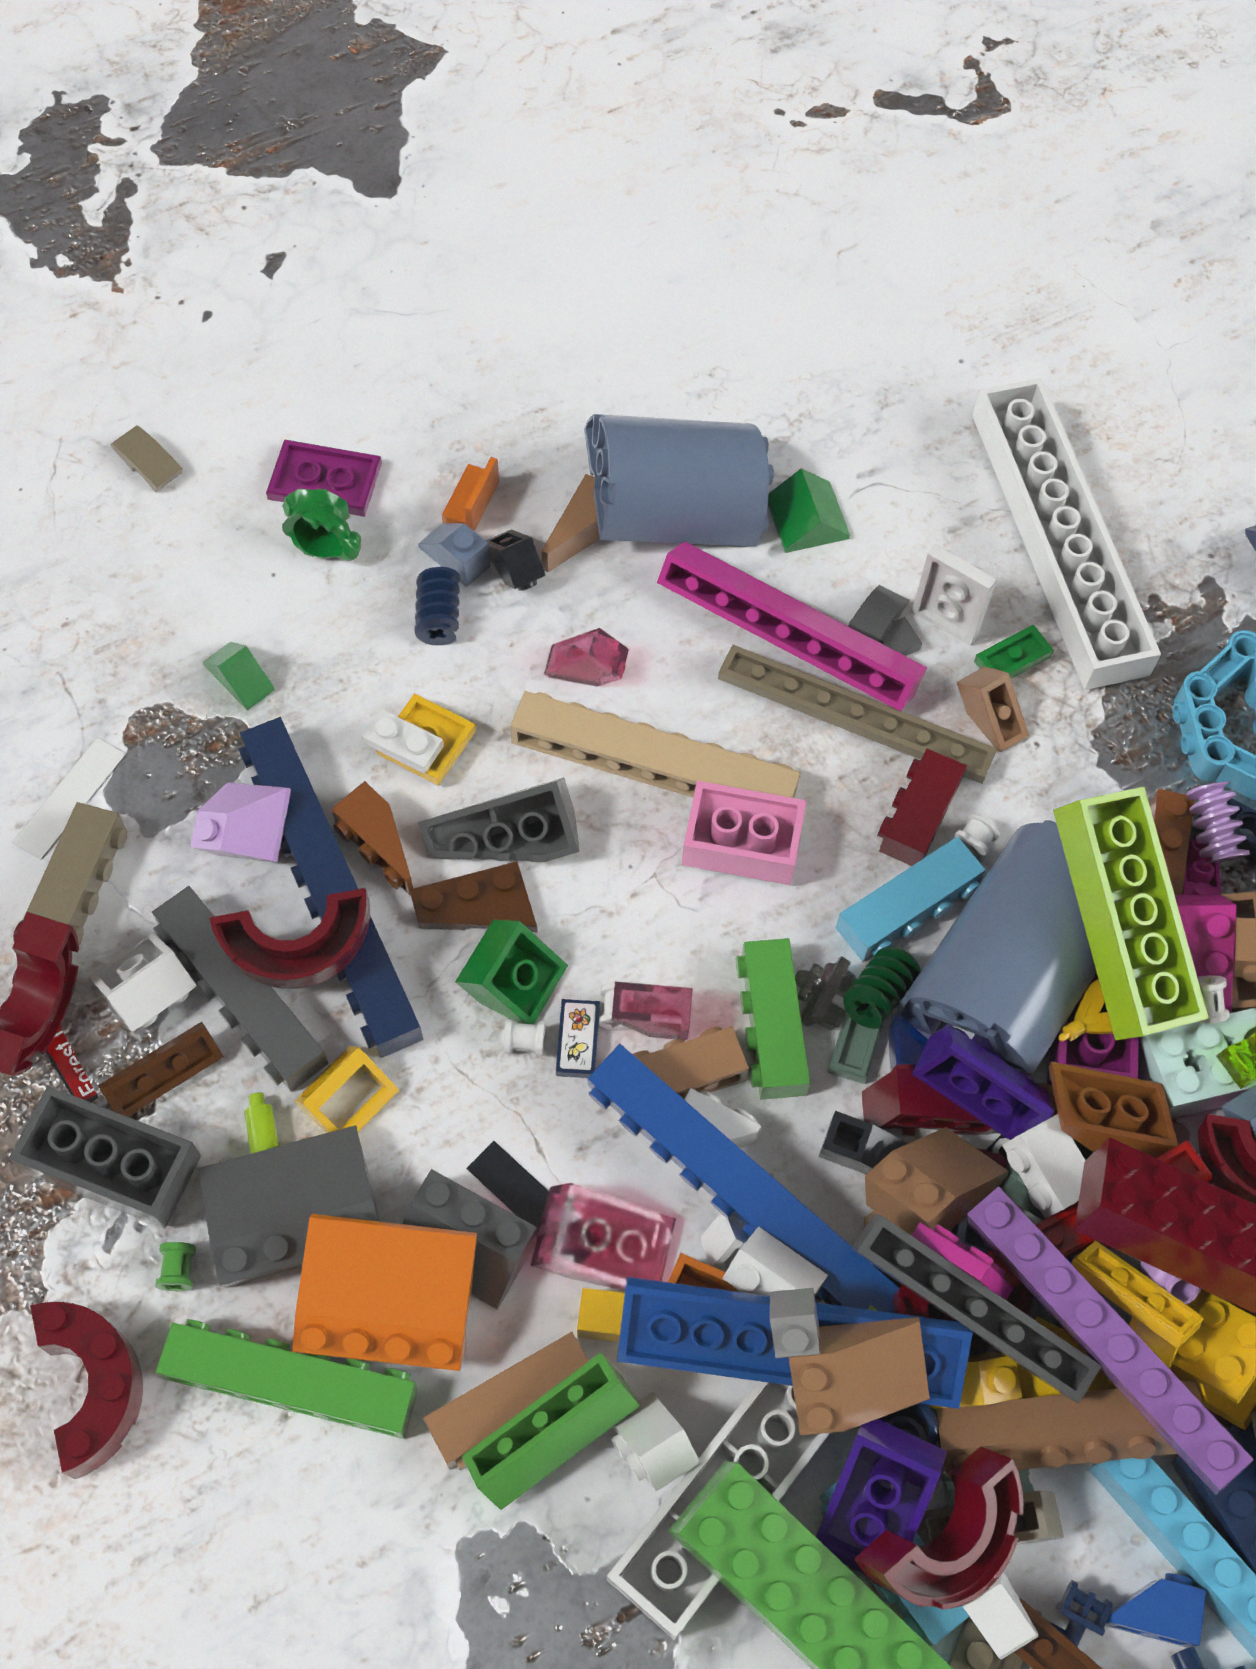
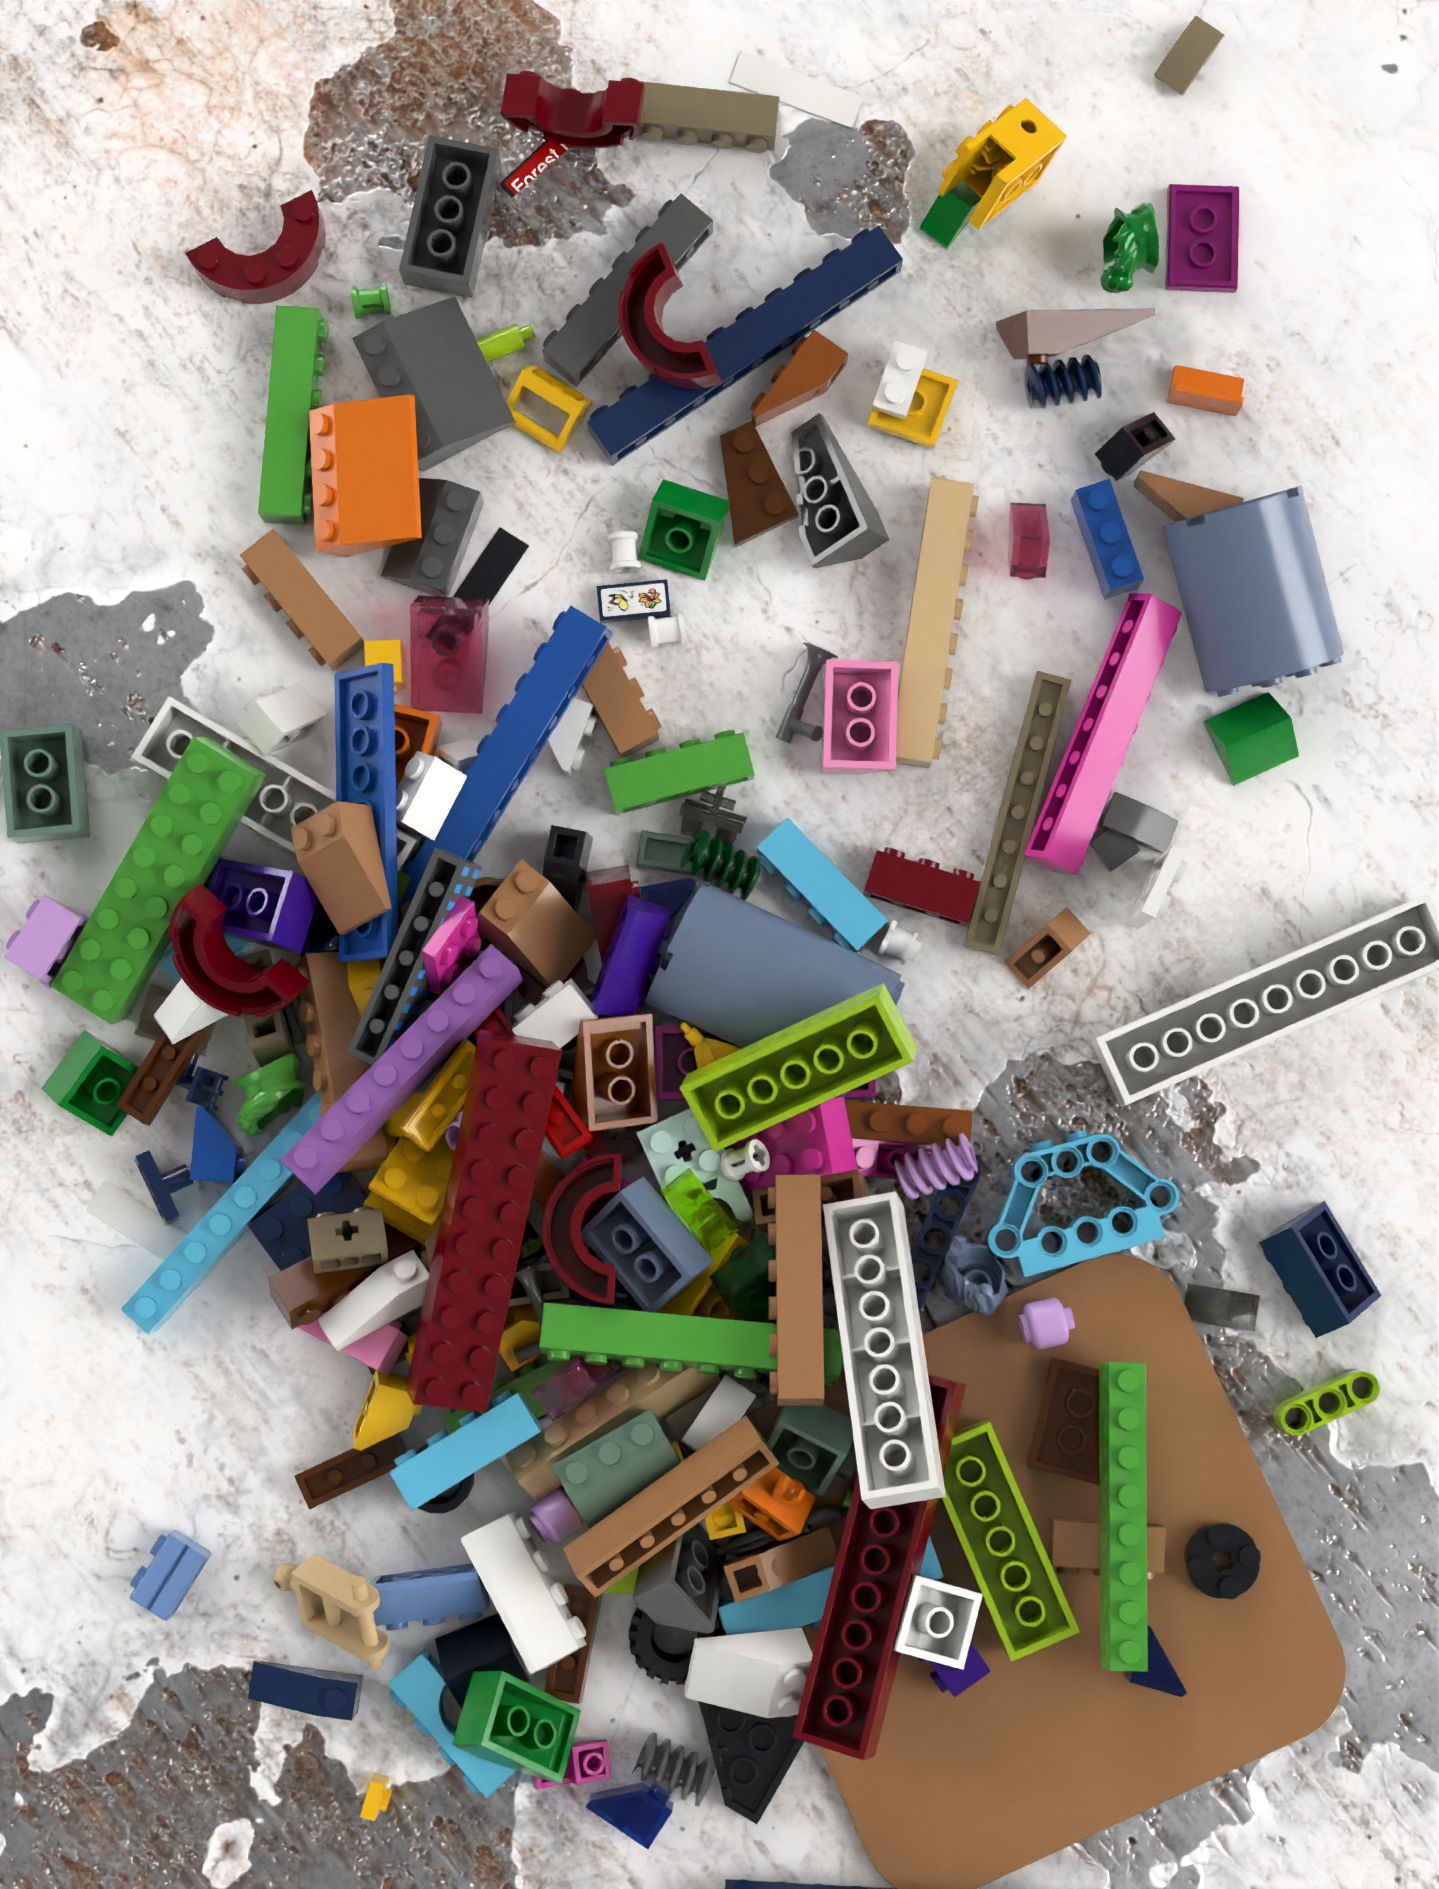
camera: 85 degrees right, 20 degrees up
(143, 982) = (617, 203): white slope -> none
(161, 1070) = (539, 243): reddish brown plate -> none
(207, 594) = (1017, 147): none -> yellow torso
(242, 822) = (785, 250): lavender slope -> none
(392, 594) = (1046, 333): none -> wedge
(458, 548) = (1133, 387): sand blue slope -> none
(550, 1431) = (277, 633): bright green brick -> none
(600, 593) = (1107, 539): none -> blue brick
(653, 1009) = (663, 659): clear pink slope -> none
(732, 903) = (791, 721): none -> dark grey piece
(794, 1323) = (367, 803): light grey brick -> none
(1016, 652) = (1114, 964): green plate -> none
(1097, 1528) = (269, 1093): none -> bright green piece

